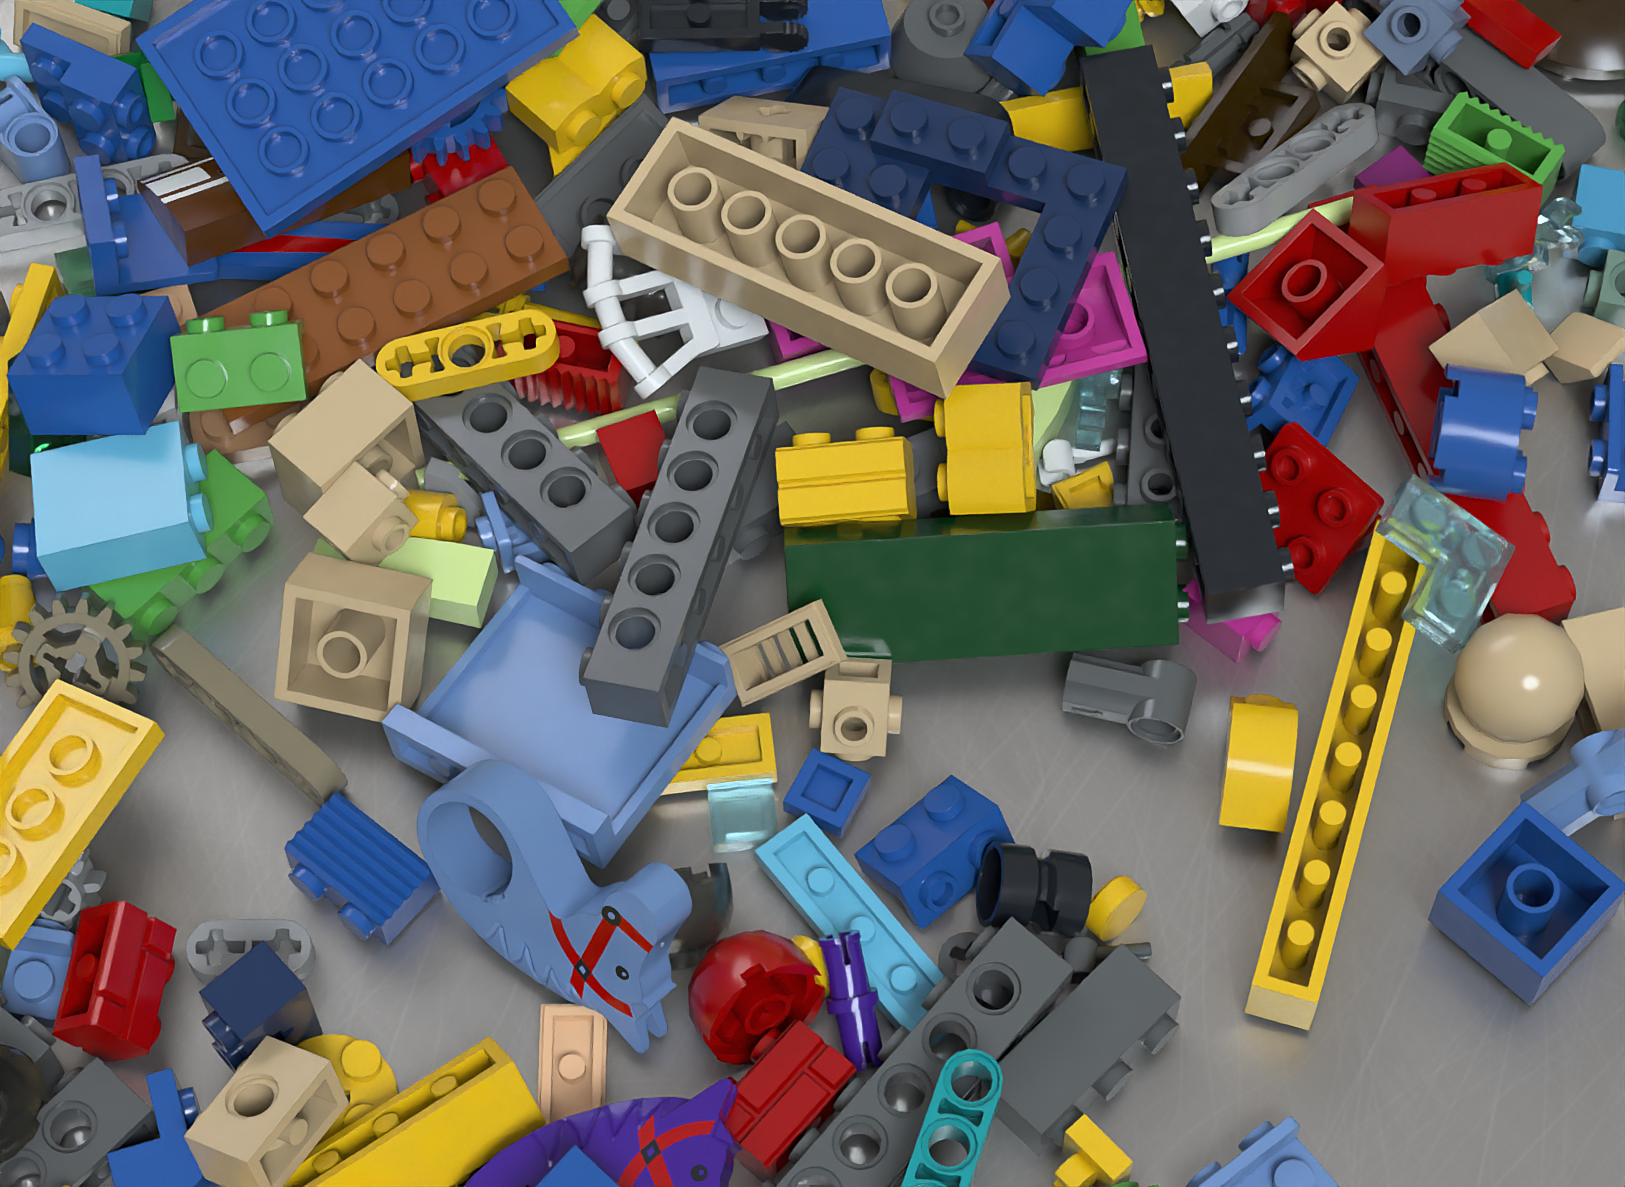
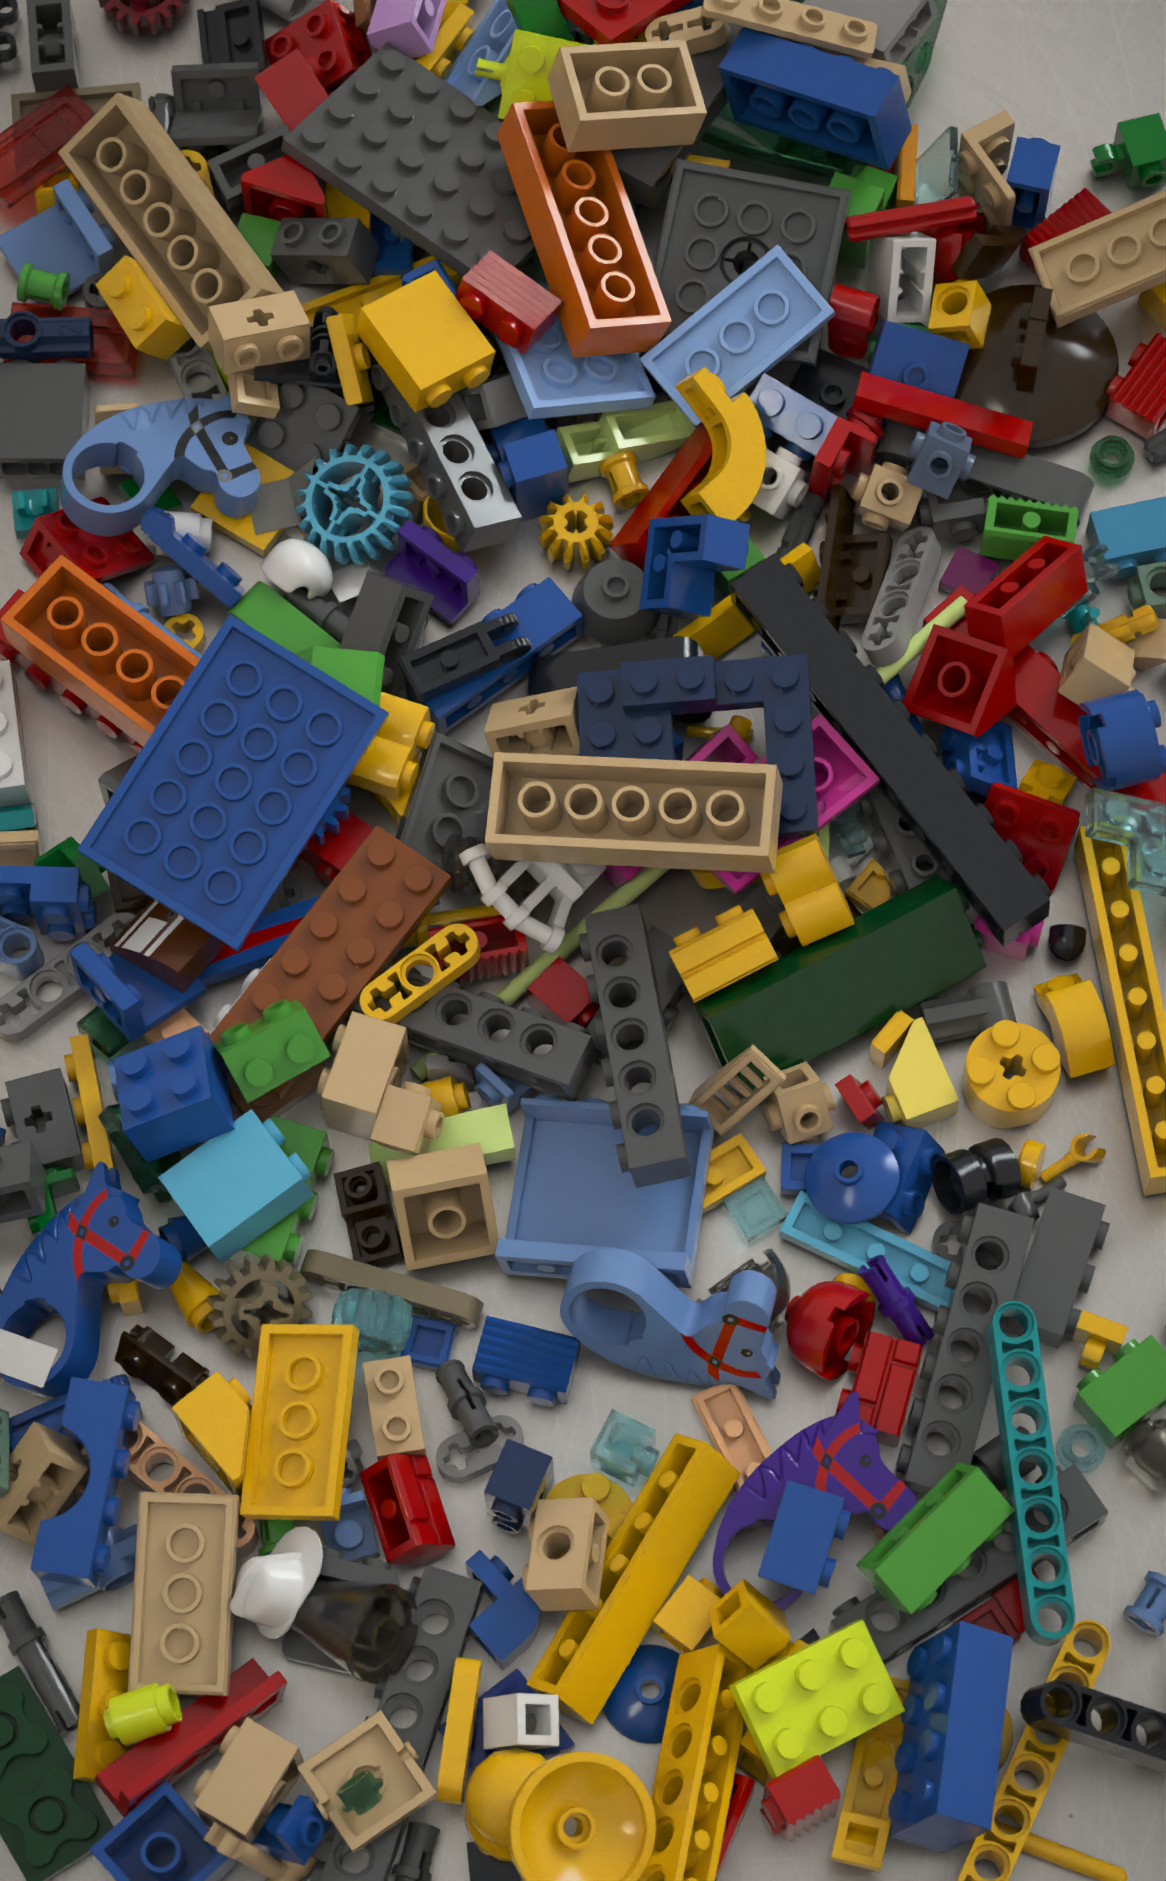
camera: 25 degrees left, 5 degrees up
(170, 854) = (394, 1407): none -> tan brick
(201, 738) = (381, 1319): none -> clear light blue gear
(256, 911) = (467, 1403): none -> dark grey pin
(259, 602) = (369, 1215): none -> dark brown slope
(259, 801) = (430, 1342): none -> blue tile
(417, 1025) = (624, 1448): none -> clear light blue brick
(879, 846) = (858, 1197): none -> blue dish
(938, 739) = (861, 1100): none -> red plate
(1015, 681) = (890, 1039): none -> yellow tile
(1022, 748) = (919, 1084): none -> light yellow slope
(1115, 782) = (1027, 1094): none -> yellow brick
(1183, 922) = (1076, 1155): none -> yellow hand
(1300, 659) = (1066, 941): none -> black hinge
(1372, 460) = (1048, 782): none -> yellow plate
(1560, 316) = (1125, 627): none -> yellow axle

